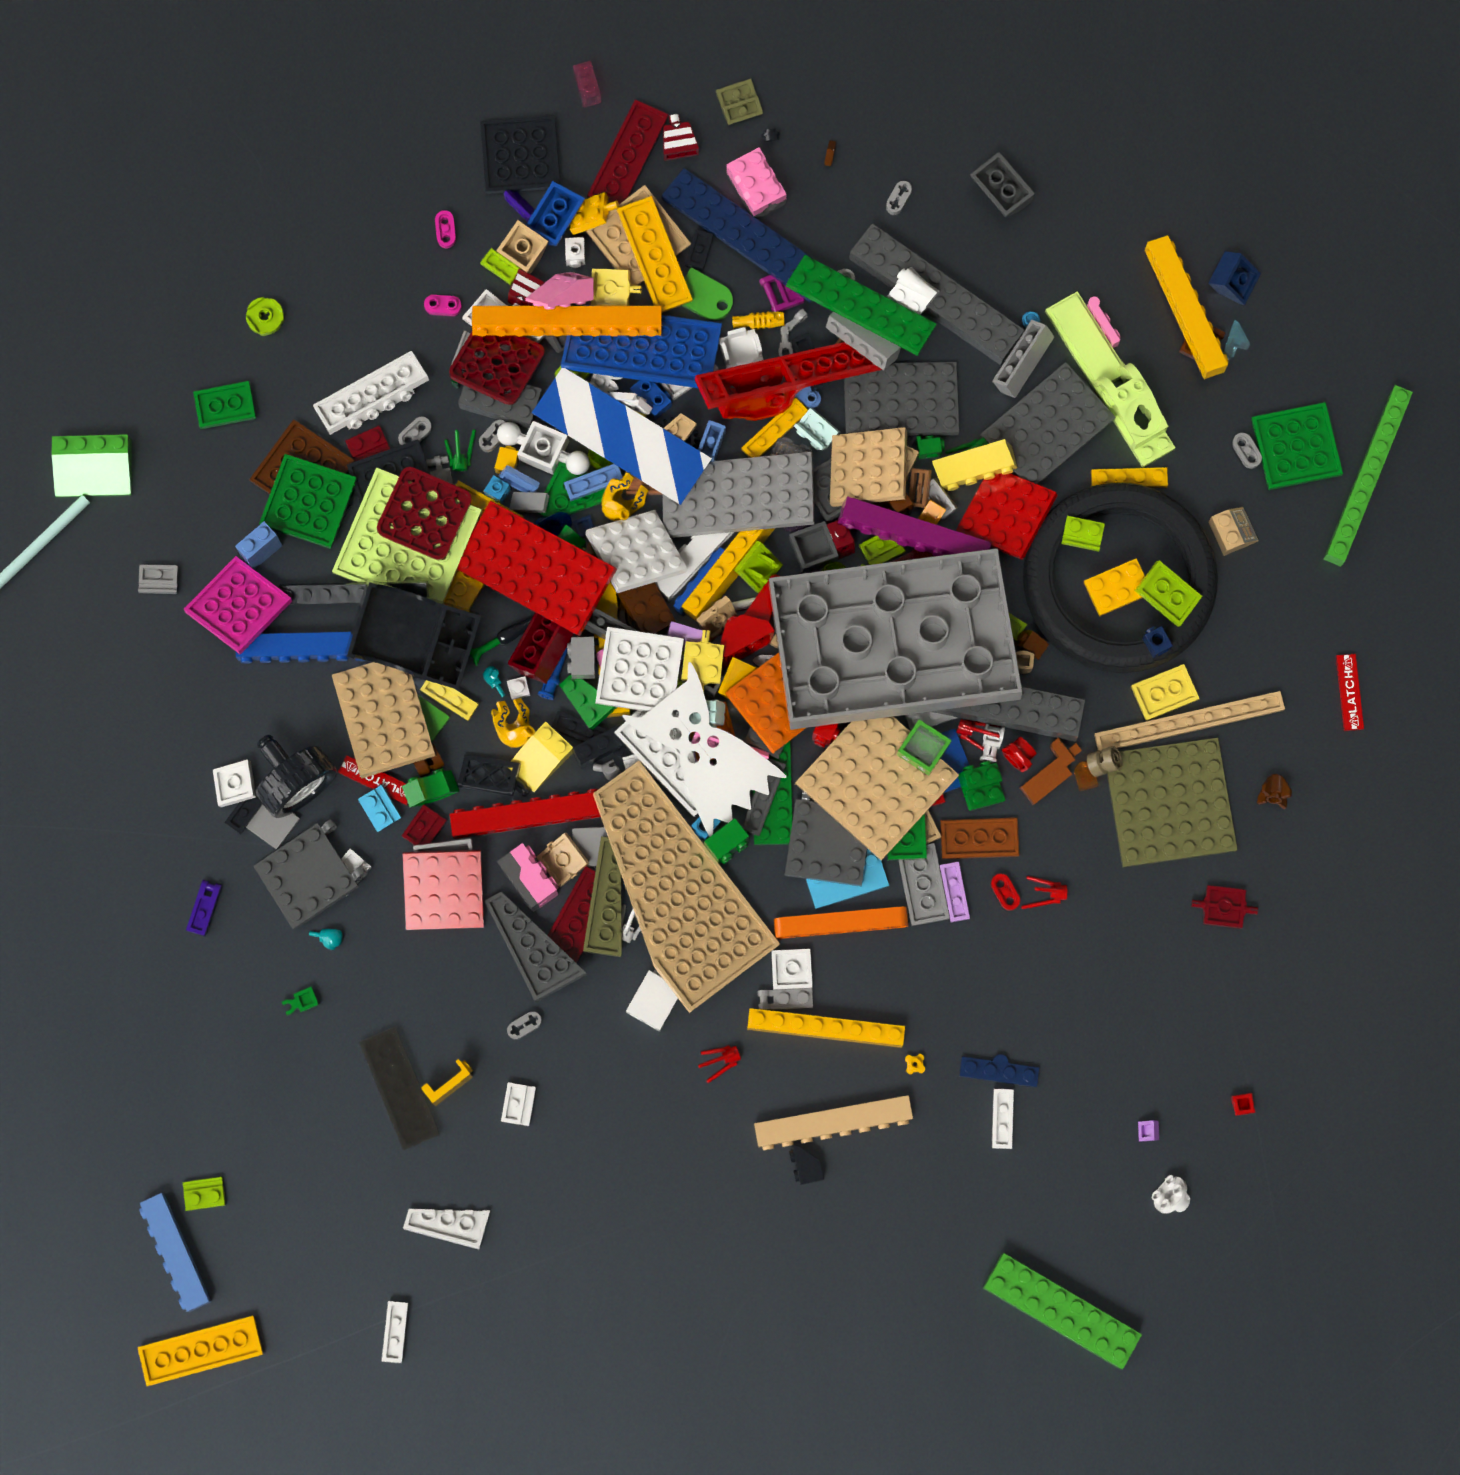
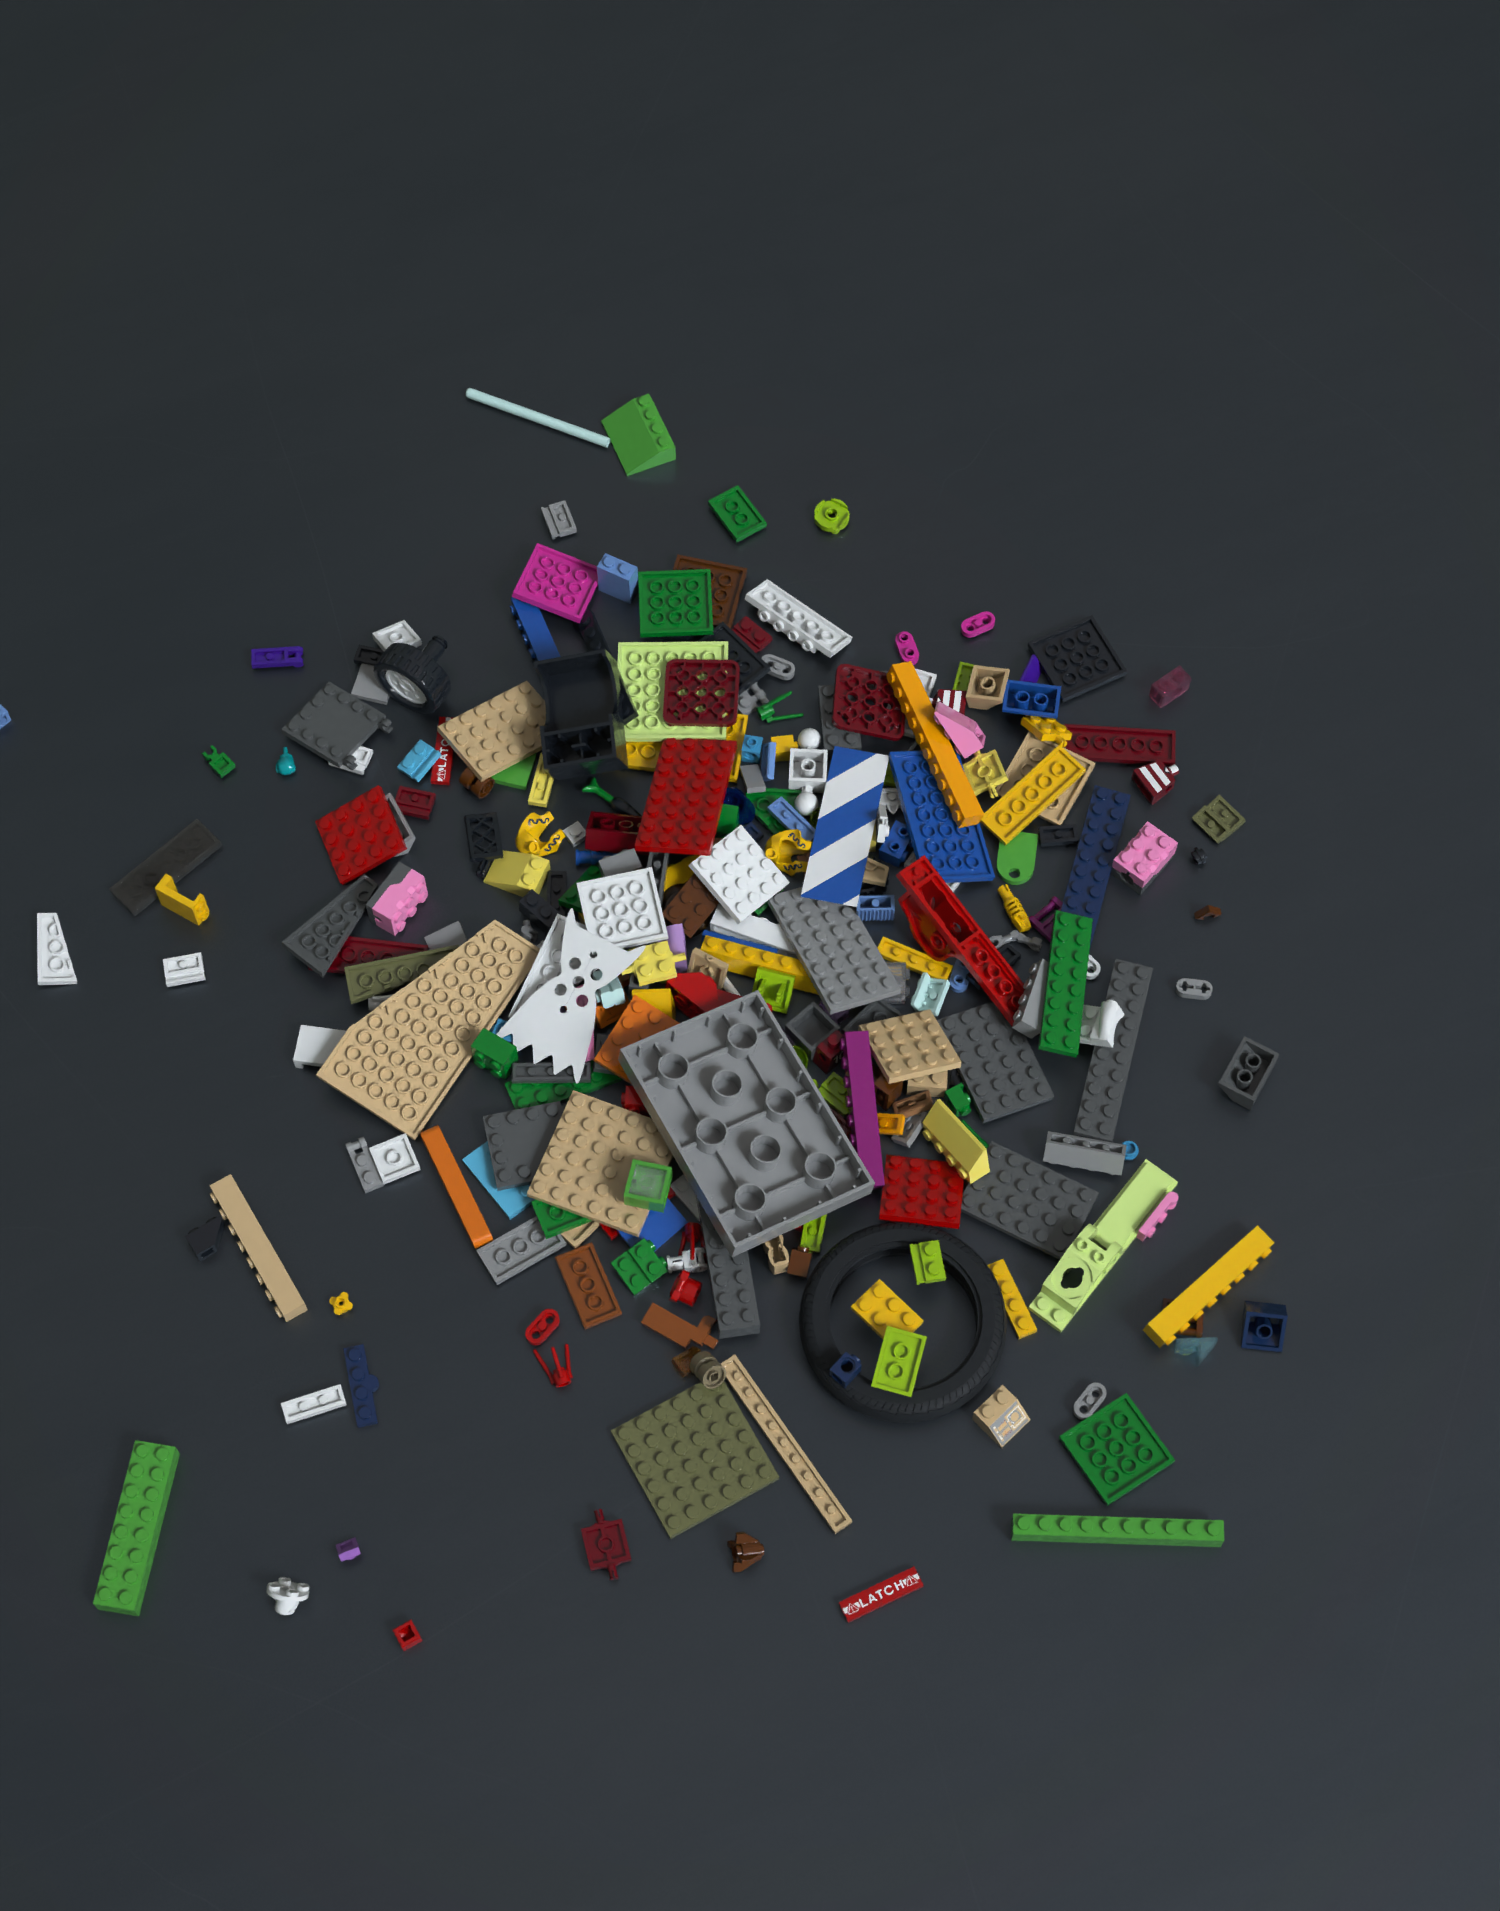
camera: 70 degrees right, 15 degrees down
(204, 1194) = (20, 749): lime plate -> none
(430, 788) = (452, 793): green brick -> none
(488, 434) = (801, 726): light grey beam -> none
(491, 677) = (576, 806): teal piece -> none
(524, 815) = (454, 873): red brick -> none
(527, 1029) = (258, 952): light grey beam -> none
(563, 859) = (426, 923): tan plate -> none
(575, 252) = (1006, 733): white brick -> none
(729, 1055) = (292, 1134): red plant -> none
(740, 347) = (981, 901): white panel -> none
(826, 1028) = (347, 1208): yellow brick -> none
(954, 892) = (524, 1279): lavender plate -> none
(1164, 692) = (804, 1408): light yellow plate -> none

